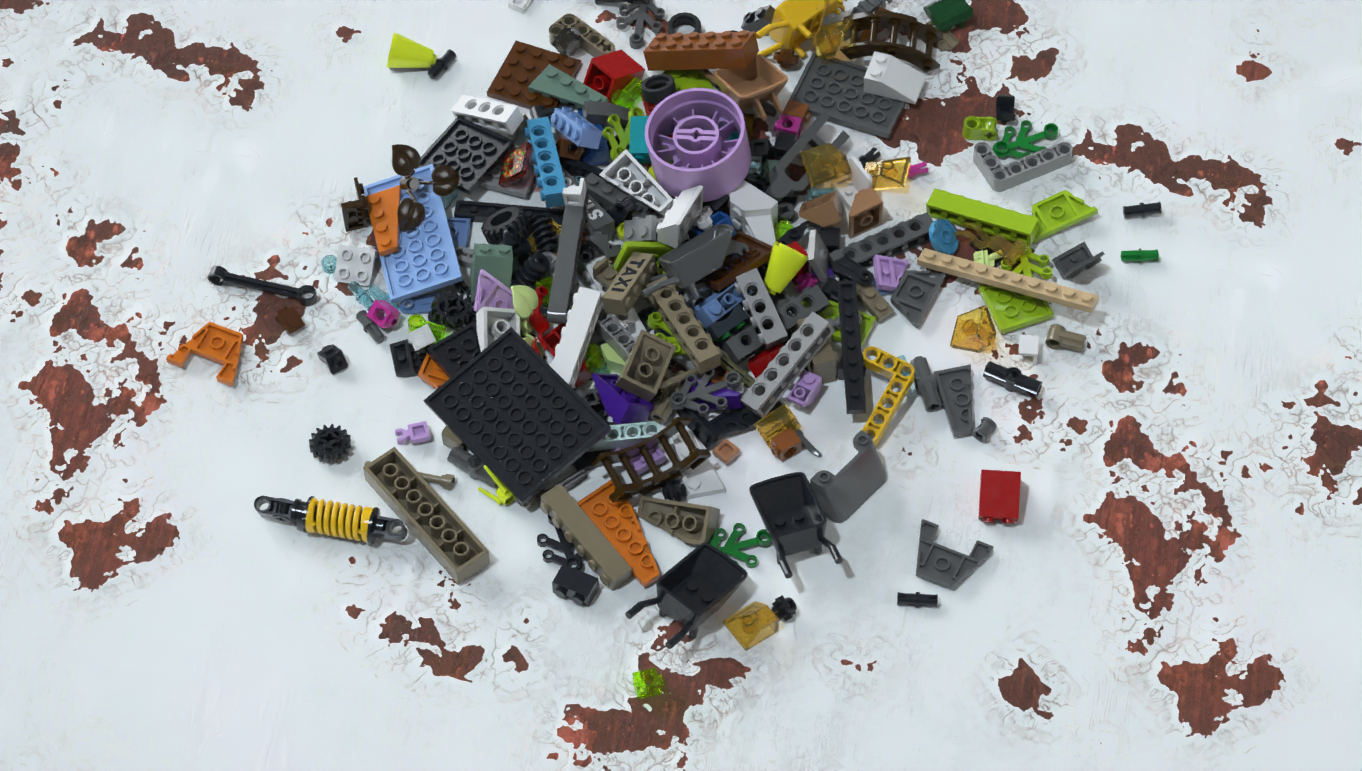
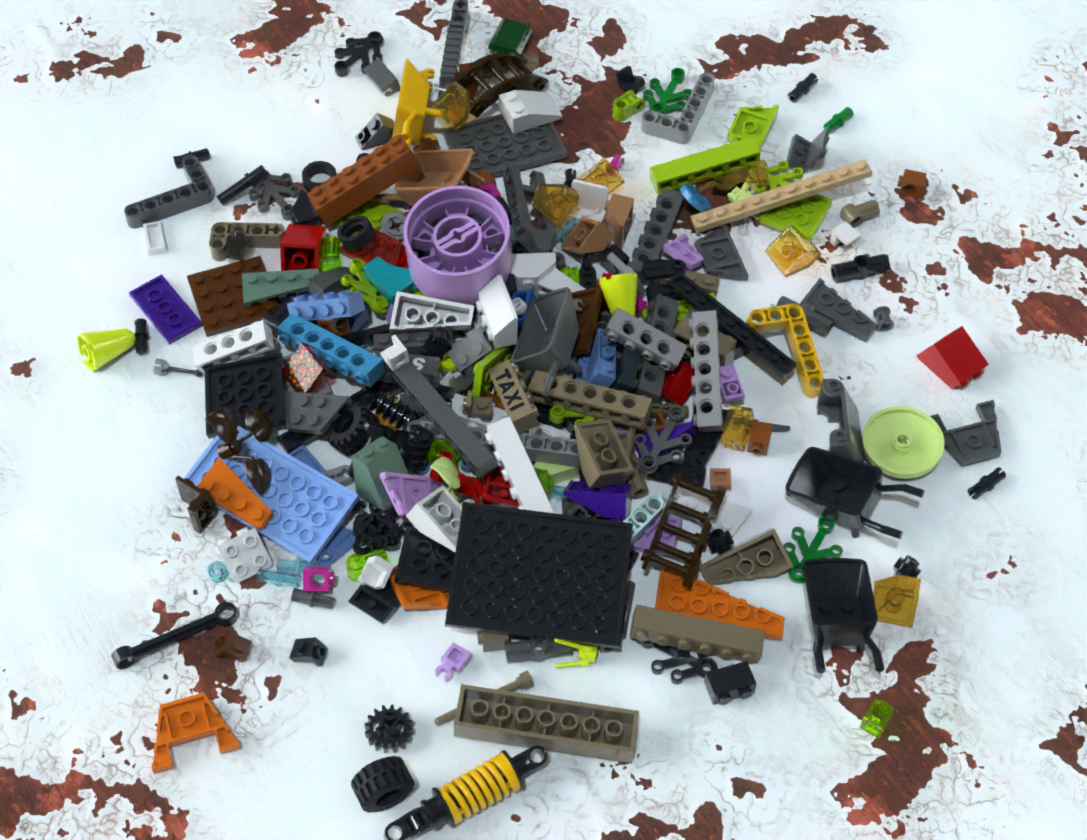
camera: 45 degrees left, 0 degrees up
(285, 470) = (382, 784): none -> black tyre
(433, 96) = (162, 367): none -> hinge
(478, 55) = (165, 309): none -> dark purple tile
(491, 197) = (312, 411): none -> dark grey wing
(639, 45) = (303, 211): none -> black slope
(884, 523) = (903, 442): none -> yellowish green dish
(1136, 346) = (912, 183): none -> dark orange brick

